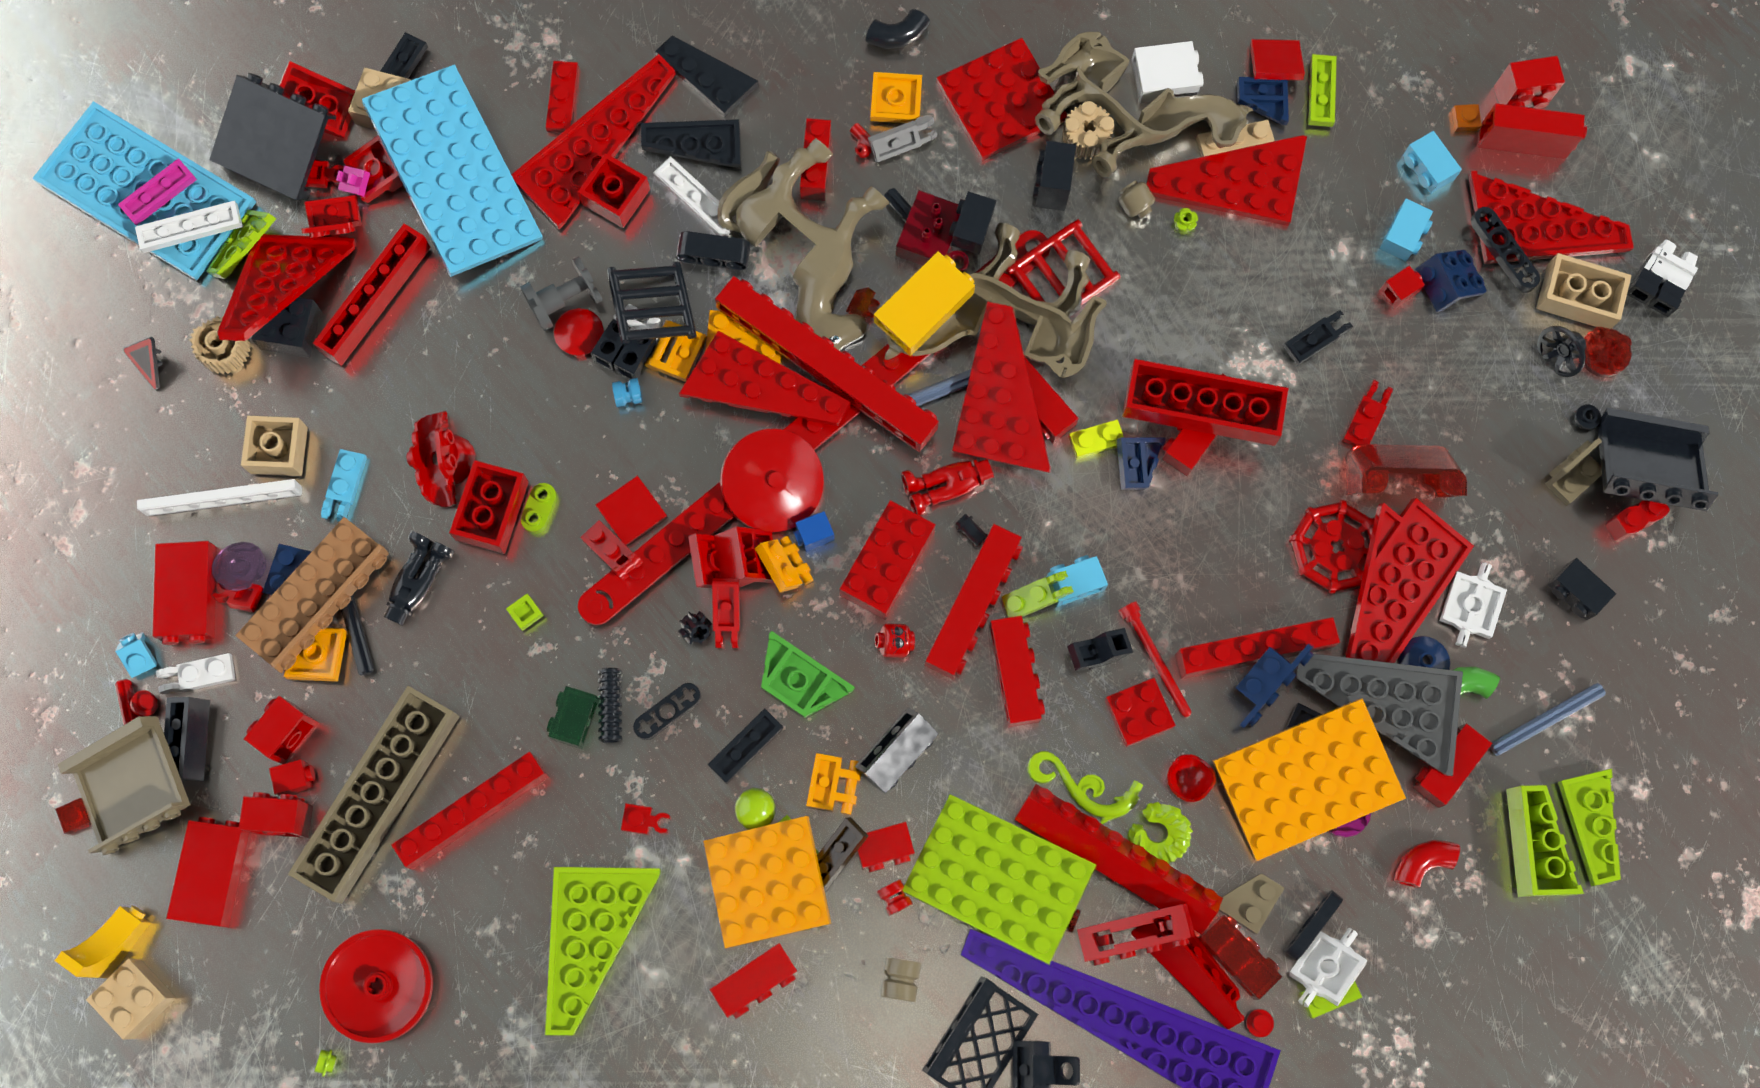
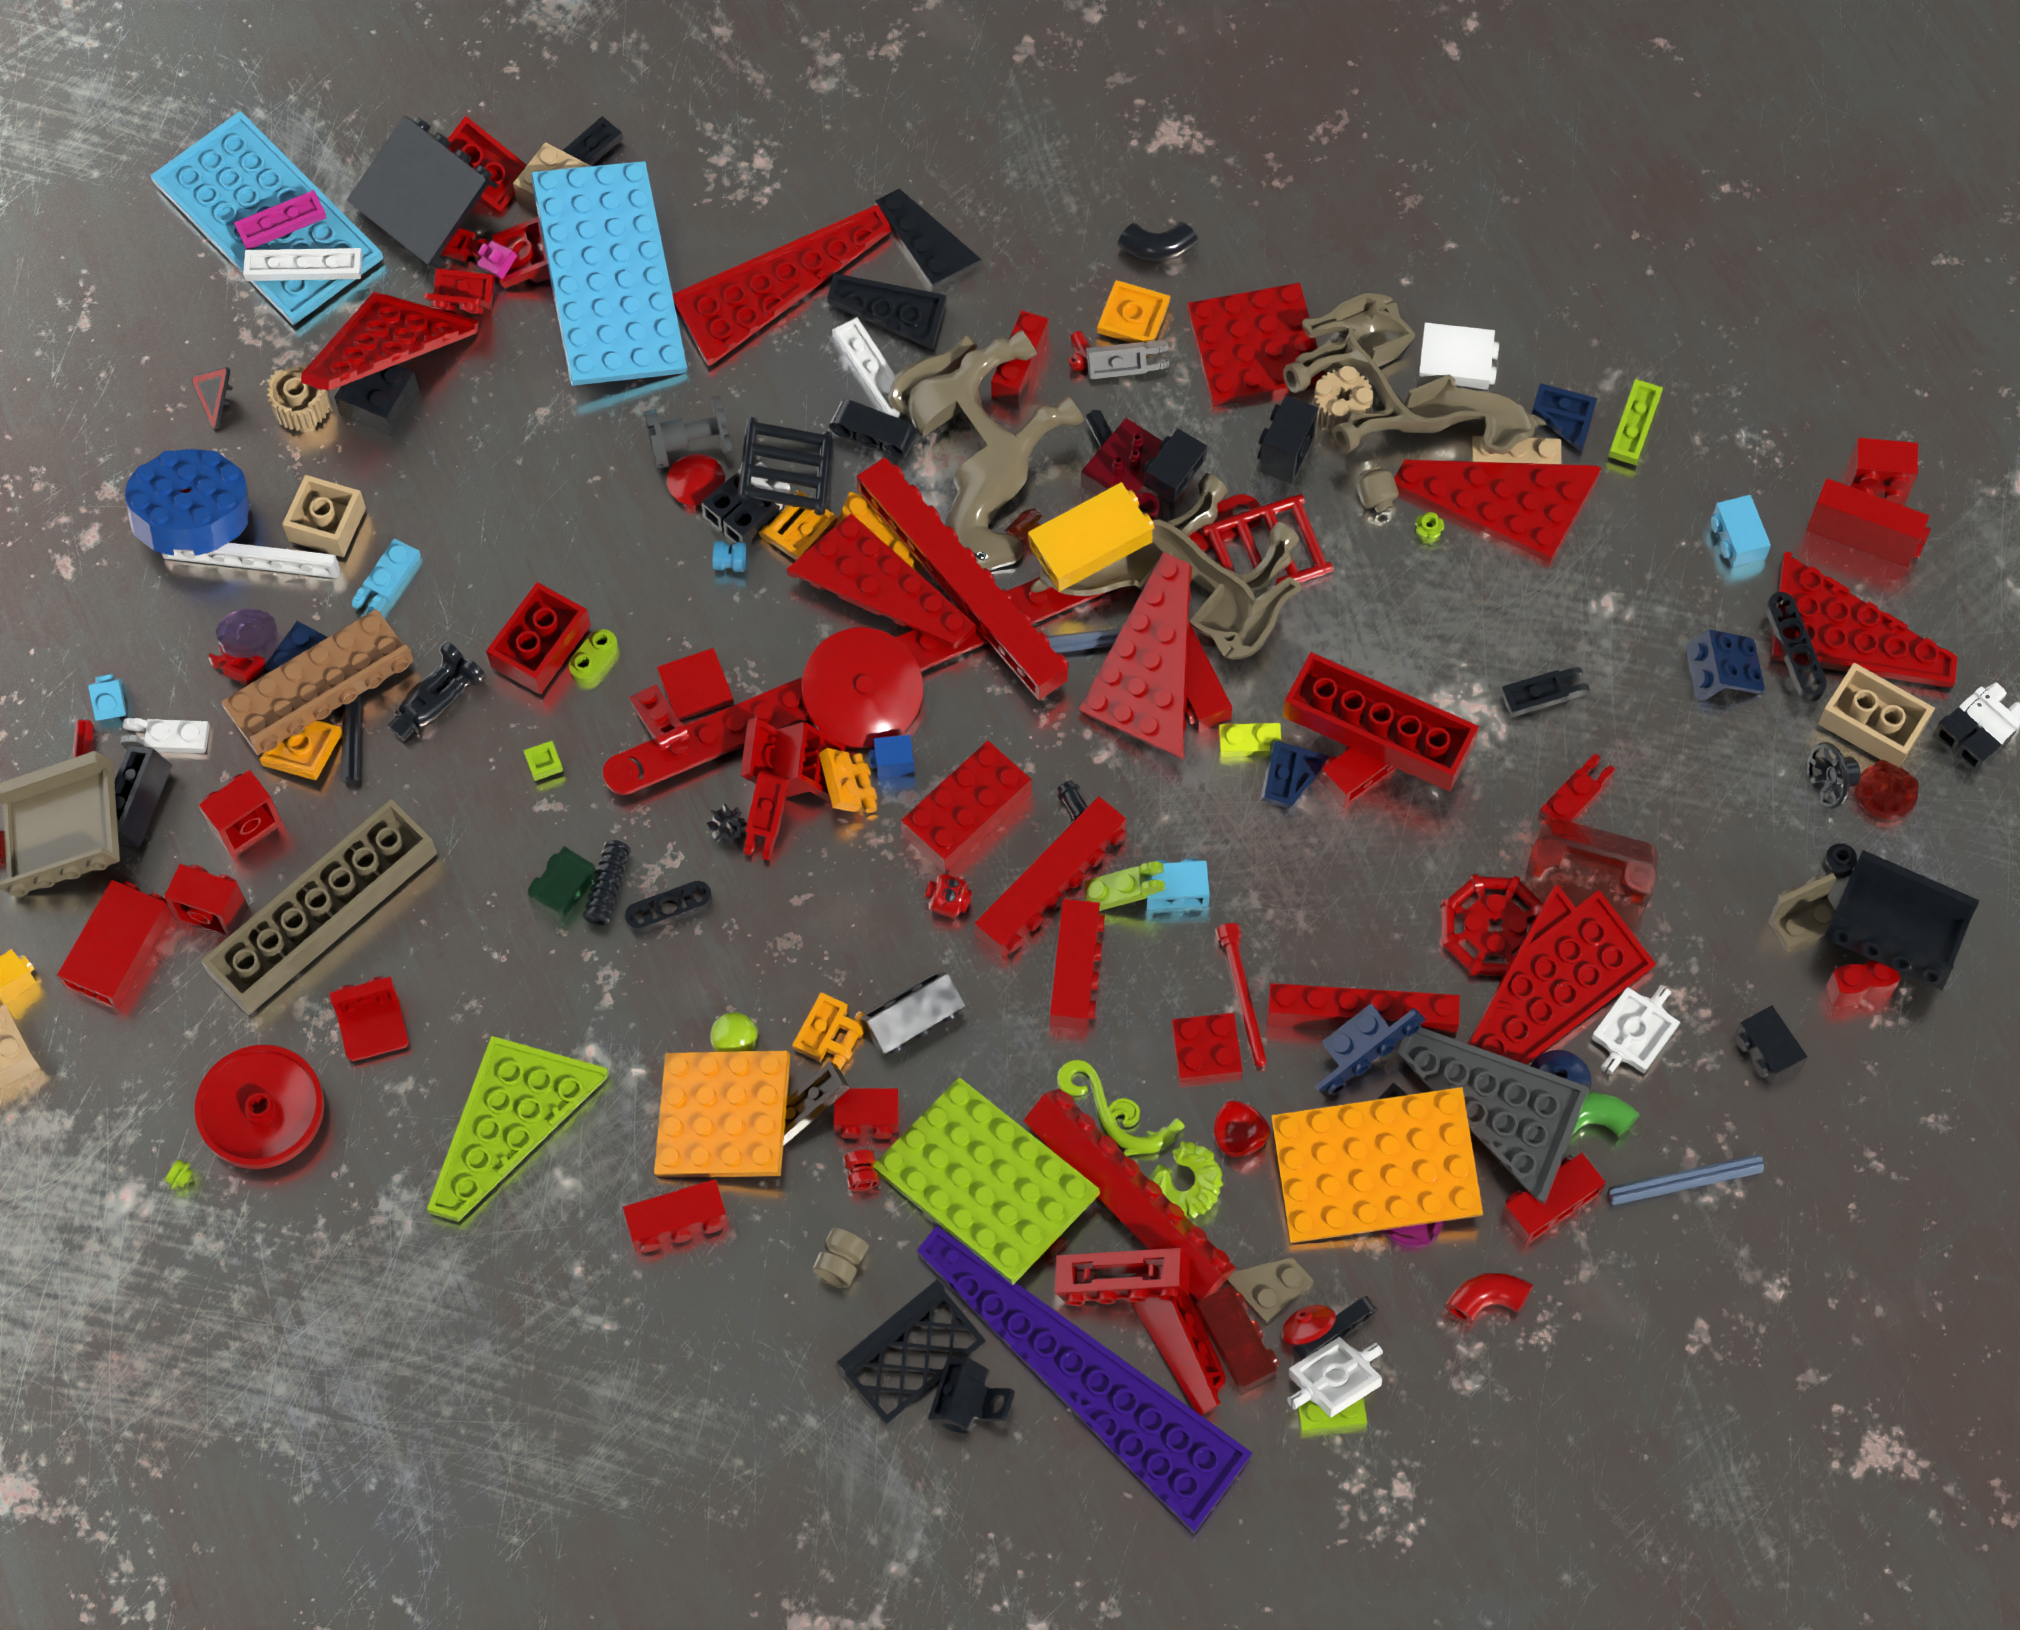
camera: 20 degrees right, 10 degrees down
(143, 703) = (102, 745): red plate -> none
(152, 465) = (187, 501): none -> blue piece
(184, 592) = (179, 645): red brick -> none
(240, 242) = (352, 295): lime wing -> none
(292, 777) = (238, 864): red brick -> none
(372, 294) = (479, 383): red brick -> none
(447, 880) = (370, 1018): none -> red bracket
(454, 459) = (515, 575): red piece -> none
(469, 811) = (423, 949): red brick -> none
(562, 96) = (755, 225): red plate -> none
(614, 190) = (781, 337): red brick -> none
(640, 818) = (604, 1013): red plate -> none
(745, 746) = (744, 965): black plate -> none
(799, 679) = (828, 911): bright green wing -> none
(959, 480) = (1076, 741): red piece -> none
(1100, 650) = (1179, 967): black brick -> none
(1259, 1023) = (1238, 1419): red plate -> none
(1277, 59) = (1591, 375): red tile -> none
(1293, 929) = (1308, 1324): none -> red piece
(1402, 287) = (1661, 659): red brick -> none
(1406, 229) = (1686, 598): medium azure brick -> none
(1466, 117) = (1801, 493): orange plate -> none
(1538, 846) = (1625, 1325): lime wedge -> none
(1592, 820) = (1704, 1300): lime wing -> none

